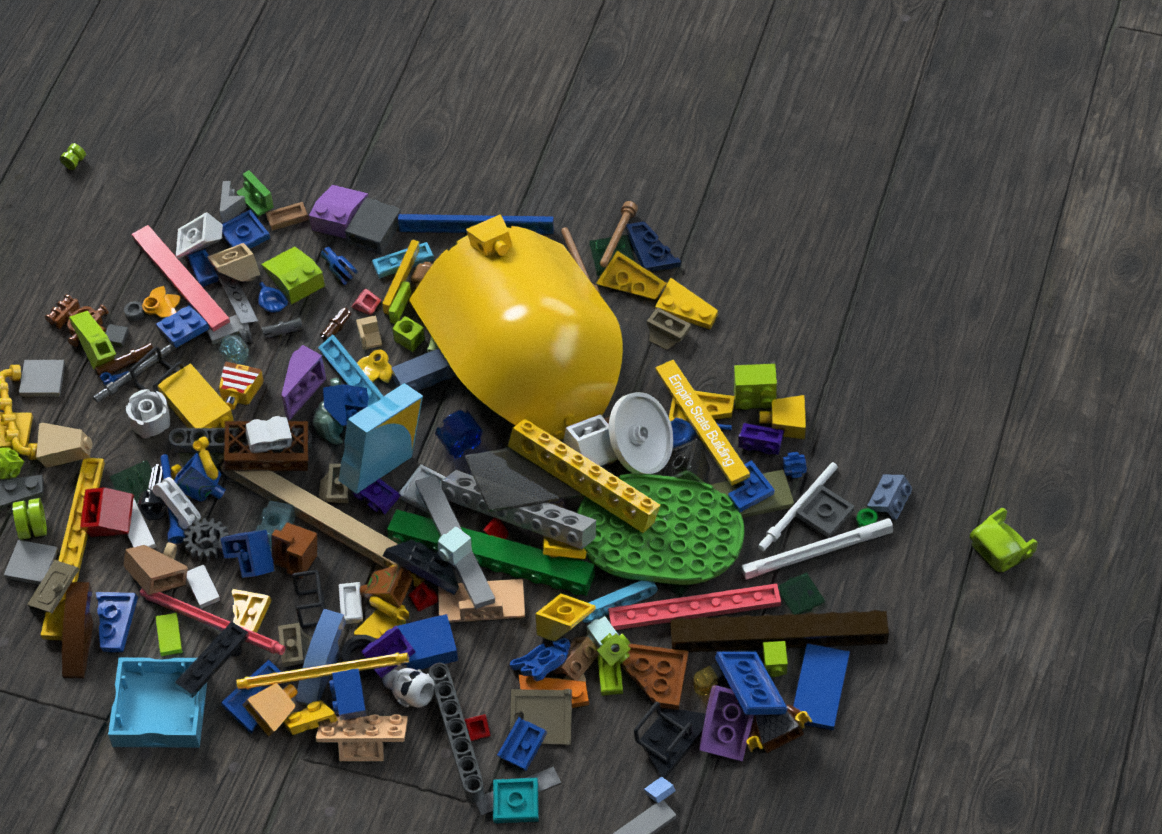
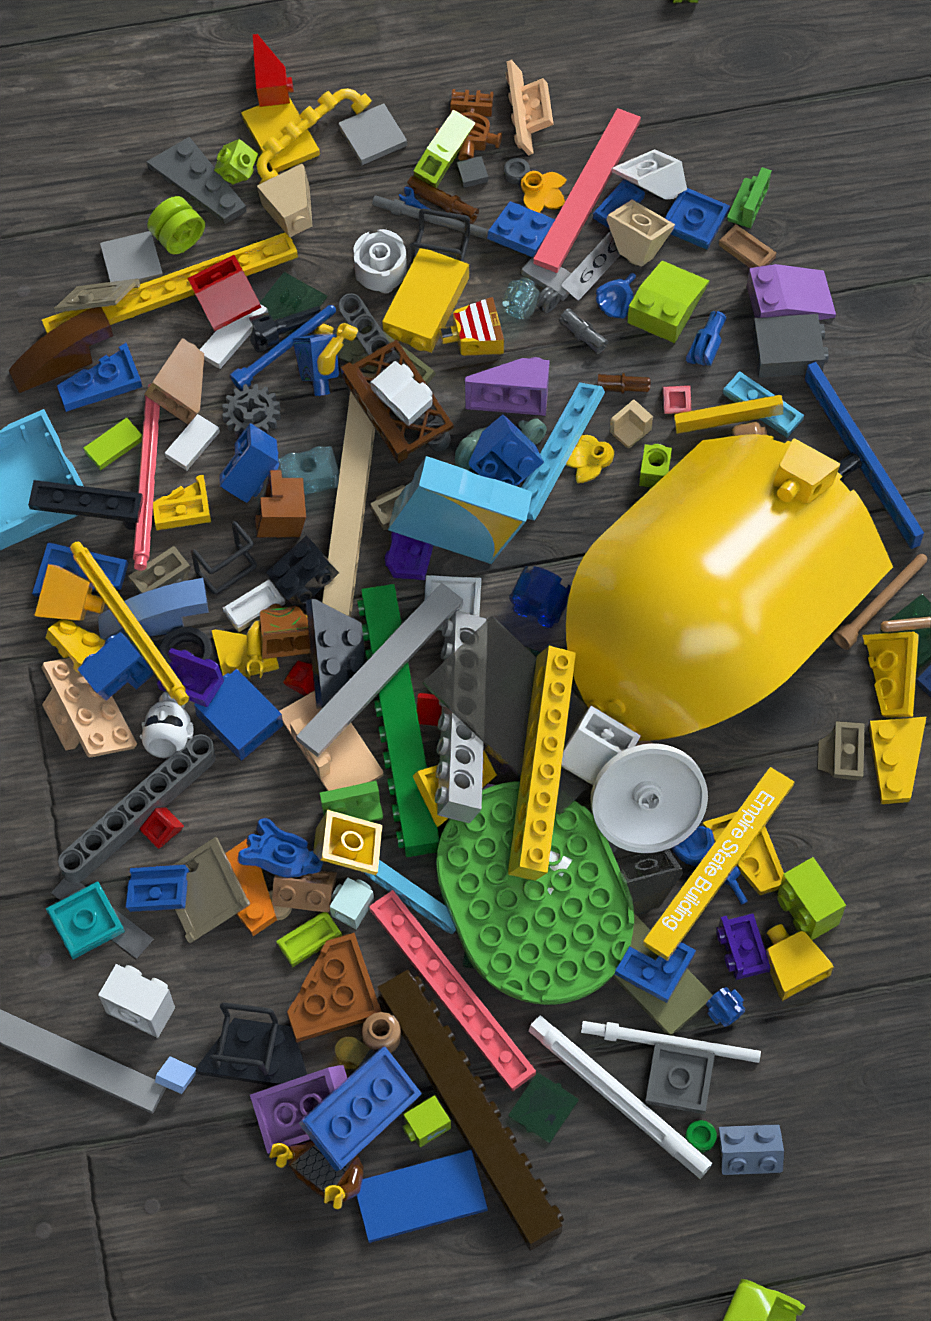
camera: 60 degrees right, 10 degrees up
(94, 277) = (530, 106): none -> light nougat bracket
(170, 550) = (214, 385): tan tile -> none
(177, 502) = (276, 354): white plate -> none
(230, 203) = (721, 180): light grey slope -> none
(350, 558) = (302, 572): none -> black plate
(400, 302) = (693, 433): lime tile -> none
(423, 371) = (598, 503): sand blue brick -> none
(454, 546) = (360, 670): light aqua brick -> none
(534, 601) = (355, 801): none -> bright green bracket
(598, 785) = (137, 1000): none -> white brick
(610, 656) = (327, 924): lime brick -> none
(702, 655) = (380, 1024): none -> medium nougat head

